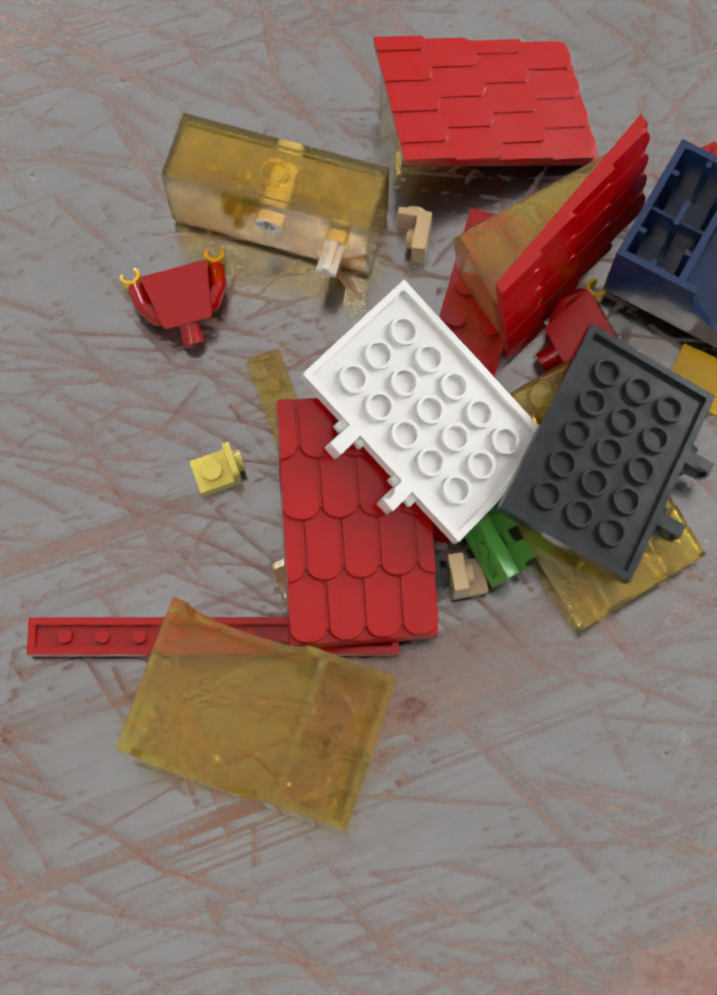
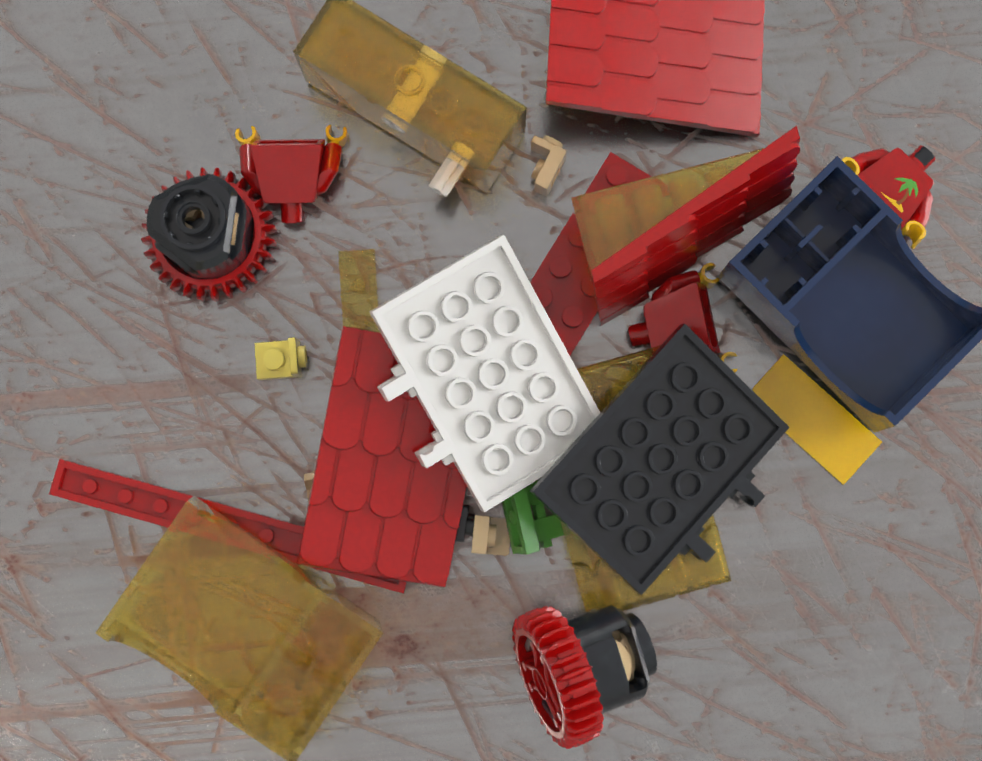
camera: 20 degrees right, 10 degrees up
(116, 372) = (209, 233): none -> black piece
(592, 669) = (581, 667): none -> piece

